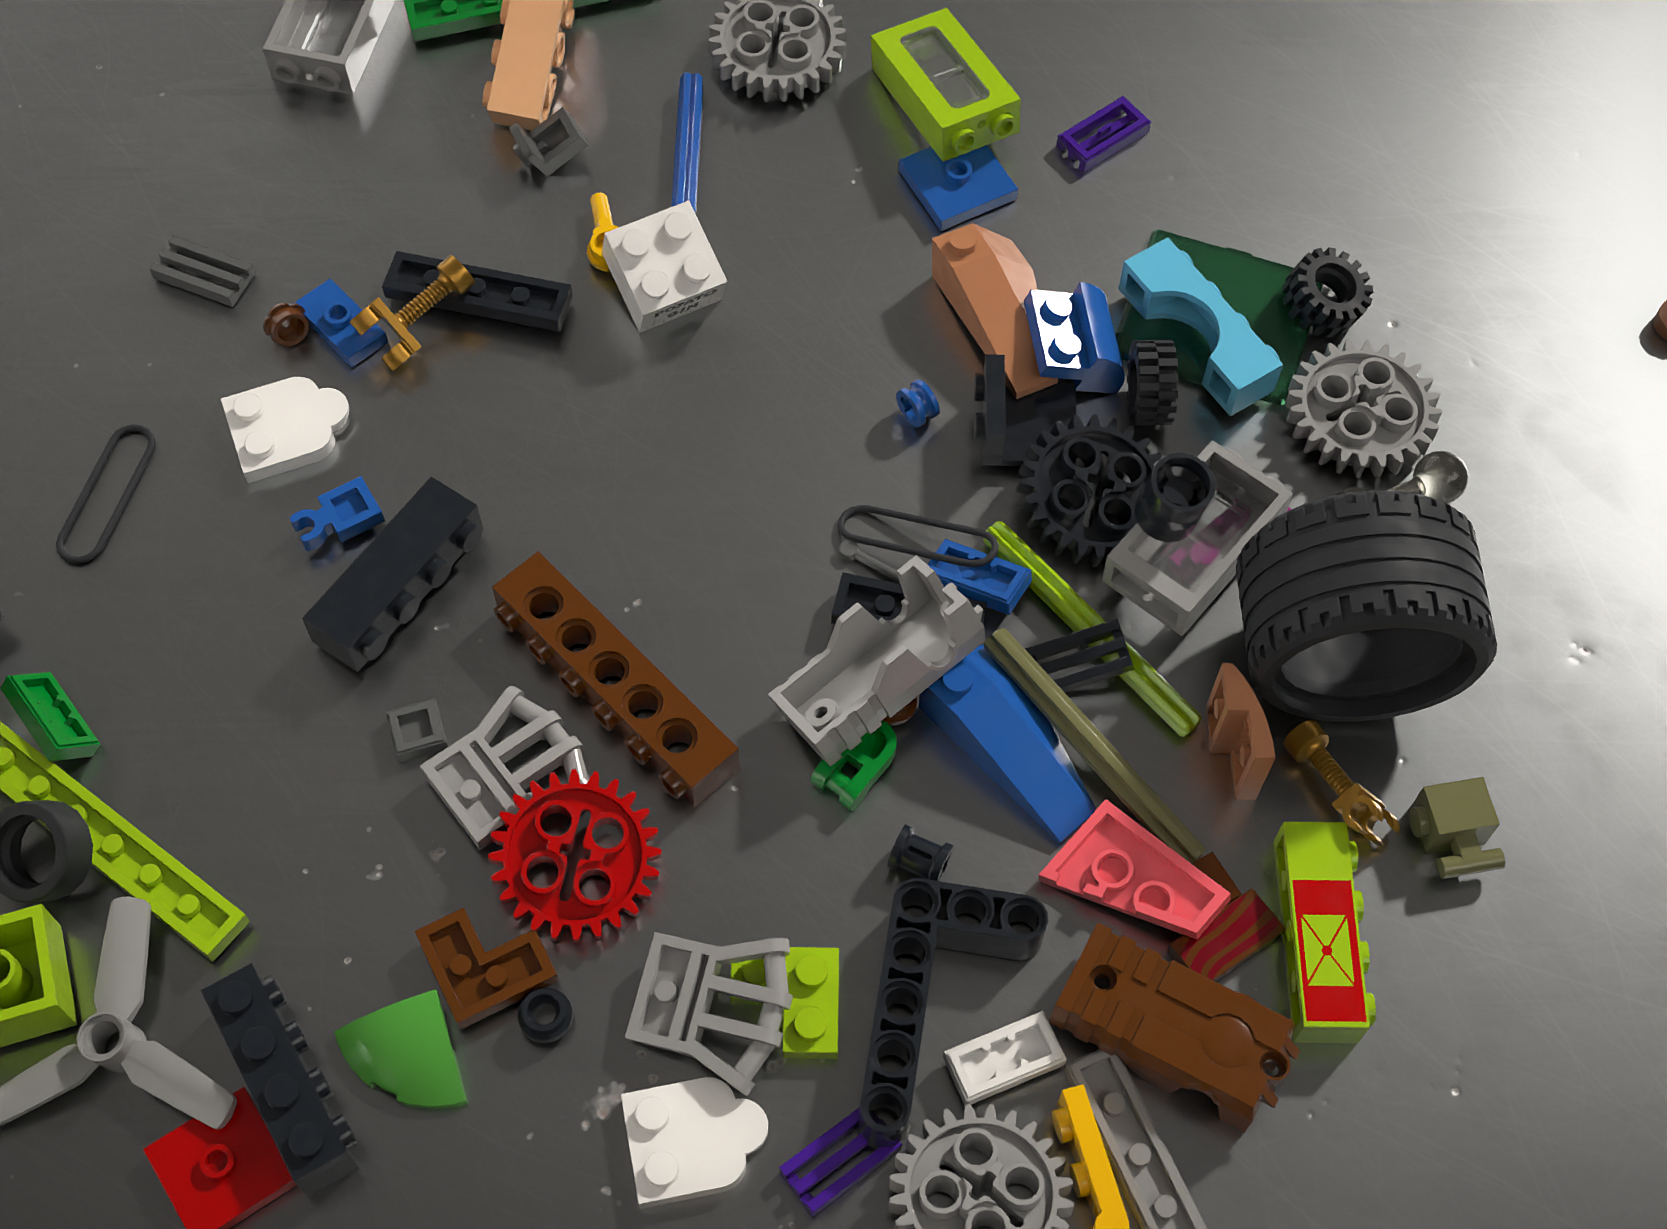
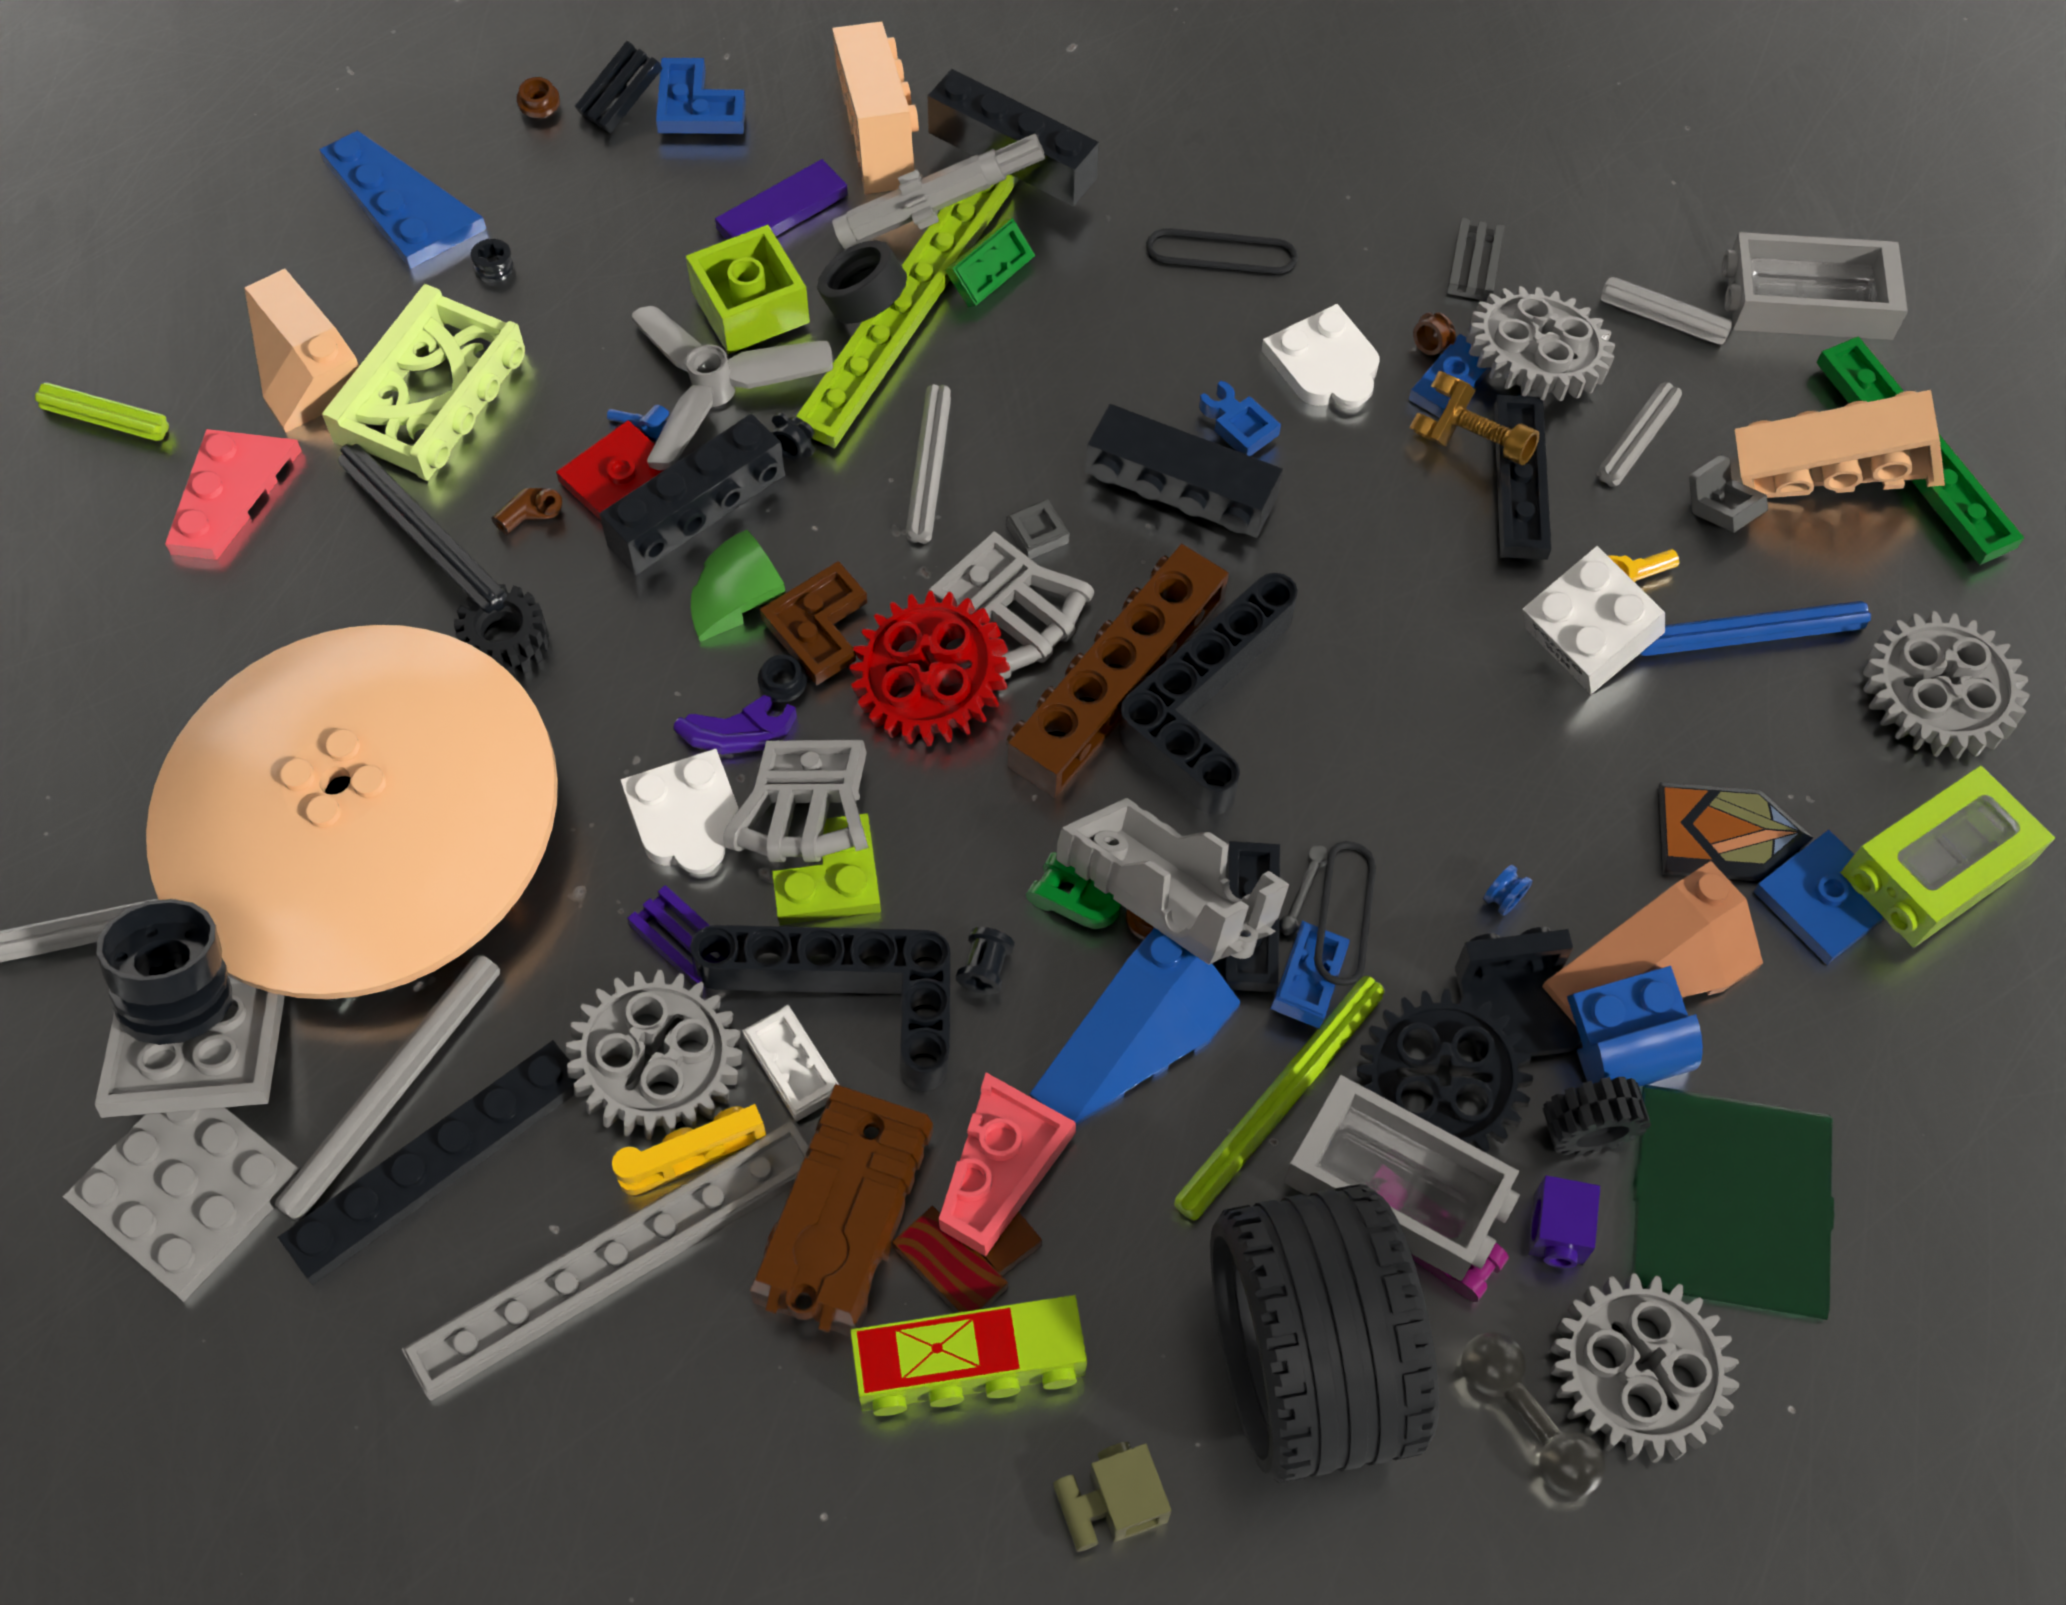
camera: 80 degrees right, 0 degrees up
(155, 1122) = (650, 424): none -> blue hand
(226, 957) = (794, 436): none -> black plate
(301, 824) = (928, 464): none -> light grey axle
(318, 136) = (1666, 310): none -> light grey axle
(331, 238) = (1540, 343): none -> light grey gear
(454, 190) = (1639, 434): none -> light grey axle
(602, 1072) = (738, 733): none -> dark purple piece
(649, 610) = (1201, 682): none -> black beam
(882, 235) = (1725, 825): none -> tile
(1079, 639) = (1216, 1049): black tile -> none
(1092, 745) = (1132, 1107): olive axle -> none
(1109, 138) = (1950, 1052): dark purple tile -> none
(1167, 285) = (1653, 1207): medium azure arch -> none
(1175, 497) = (1414, 1119): black wheel -> none
(1238, 428) = (1564, 1221): none -> dark purple brick
(1239, 728) = (1163, 1249): nougat slope -> none
(1340, 278) = (1829, 1303): black tyre -> none
(1354, 802) = (1115, 1373): pearl gold bar -> none

